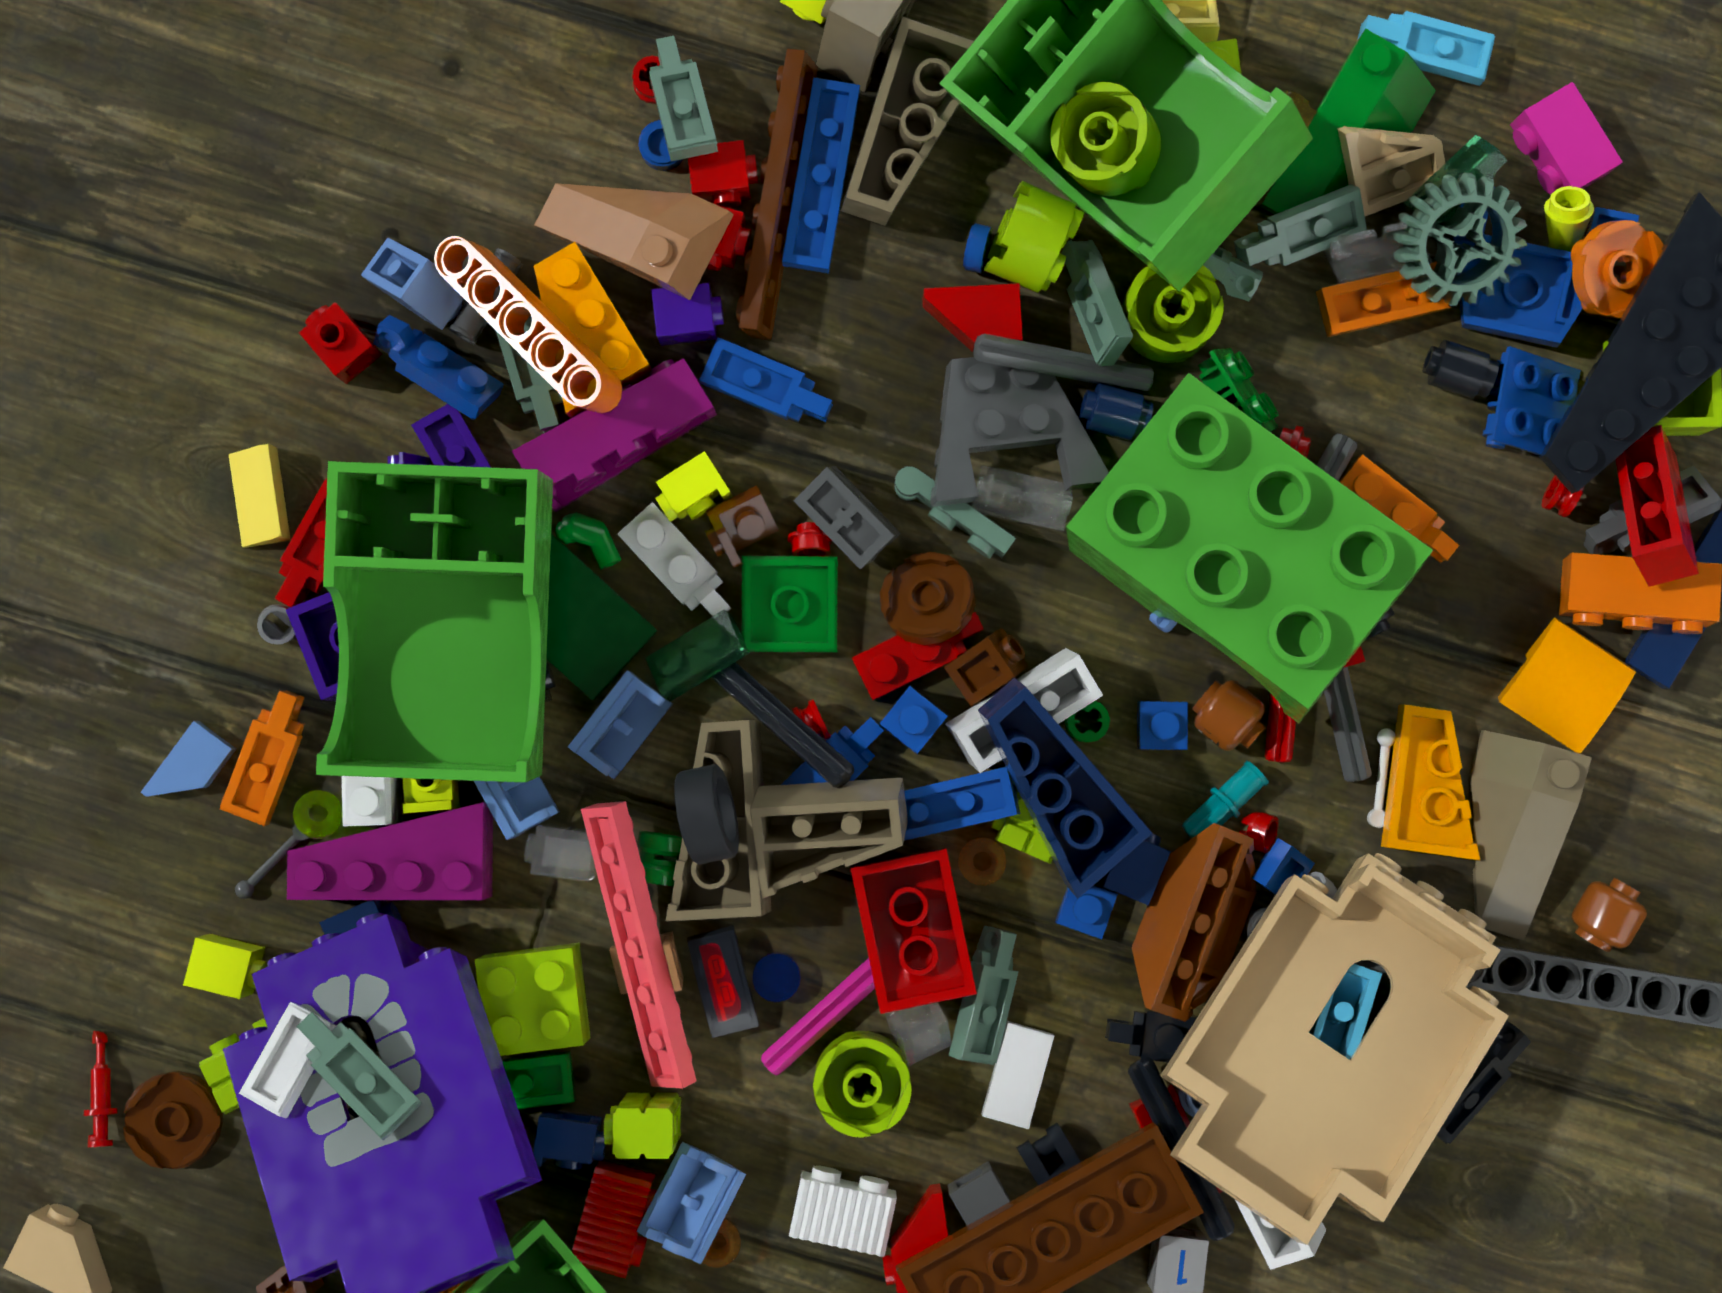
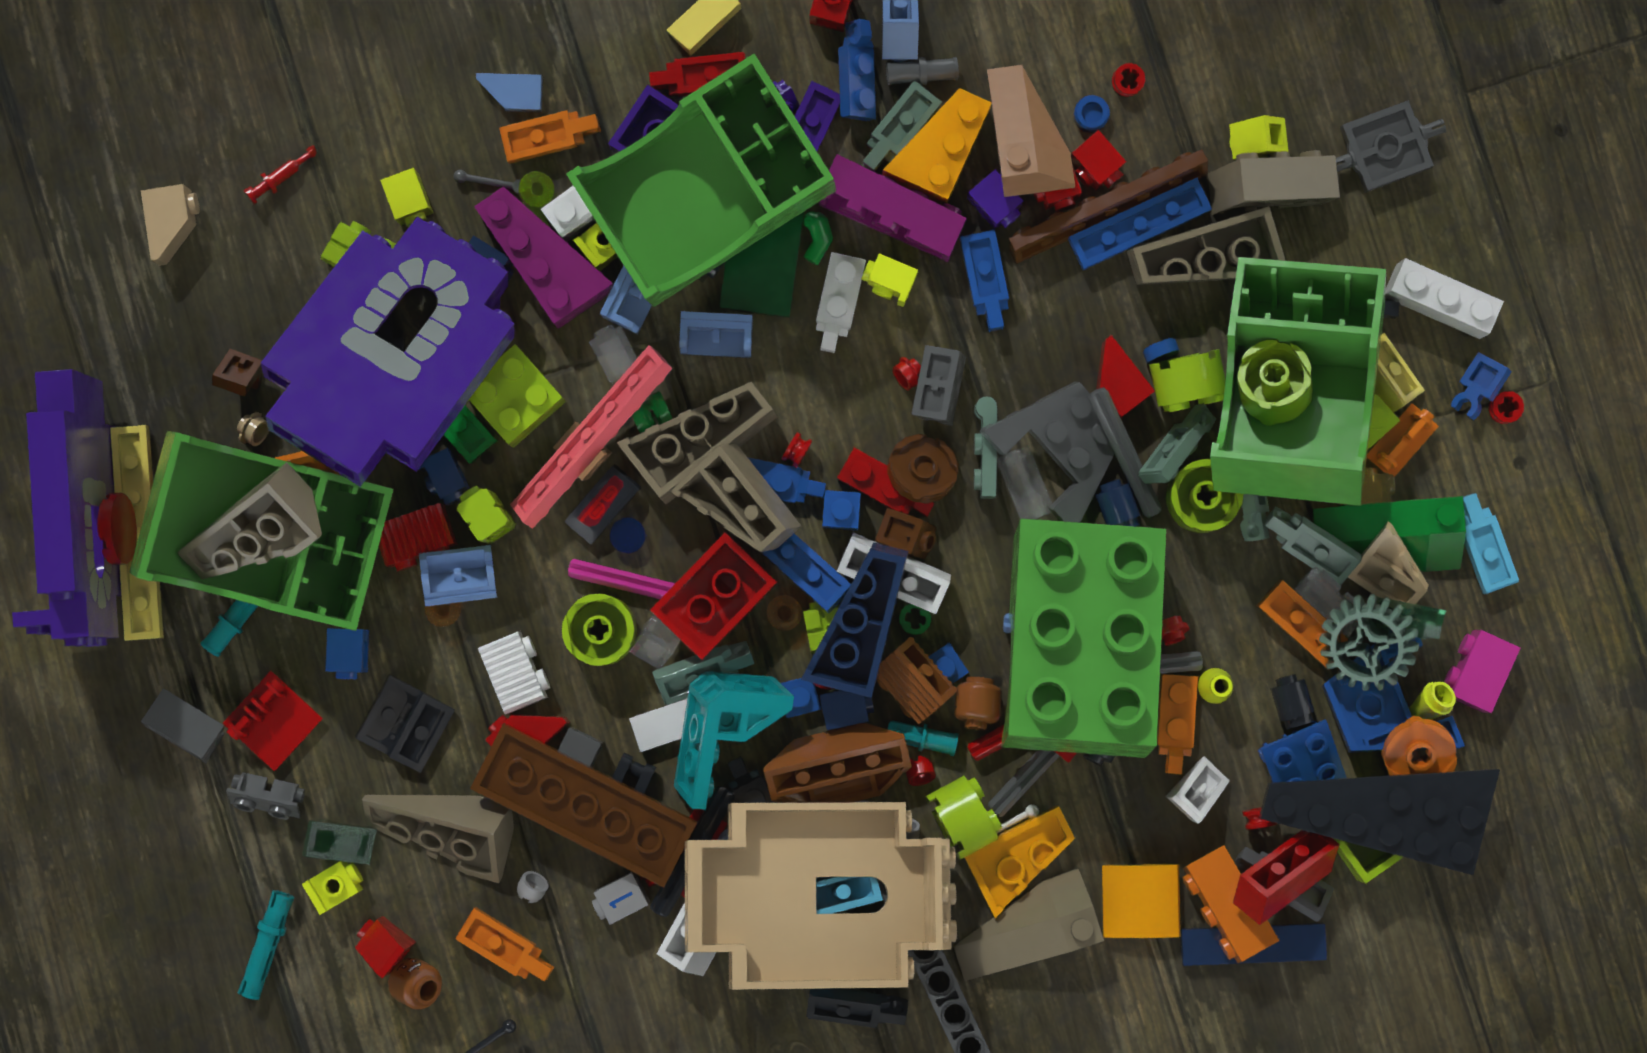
camera: 60 degrees right, 0 degrees up
(172, 1120) = (292, 230): reddish brown tile -> none
(270, 631) = (626, 84): light grey hinge -> none
(283, 1065) = (384, 273): white tile -> none
(359, 1076) = (405, 321): sand green hinge -> none
(508, 318) = (925, 124): orange beam -> none
(681, 104) = (1122, 108): sand green hinge -> none
(697, 655) = (790, 351): clear green plate -> none
(706, 814) = (698, 421): black tyre -> none
(739, 523) = (888, 322): reddish brown bracket -> none
(785, 725) = (785, 428): black axle -> none
(789, 603) = (860, 386): green plate -> none
(1054, 969) = (711, 704): none -> teal bracket
(1160, 768) = (914, 681): none -> dark orange brick
(1234, 370) = (1191, 561): green hinge -> none
(1255, 46) = (1403, 440): none -> orange hinge
(1281, 864) = (908, 793): blue plate -> none
(1347, 818) = (964, 816): none -> lime brick
(1378, 446) = (1206, 685): none -> neon yellow cone
(1488, 540) = (1198, 790): none -> white slope
(1609, 914) = (1016, 1020): dark orange head -> none

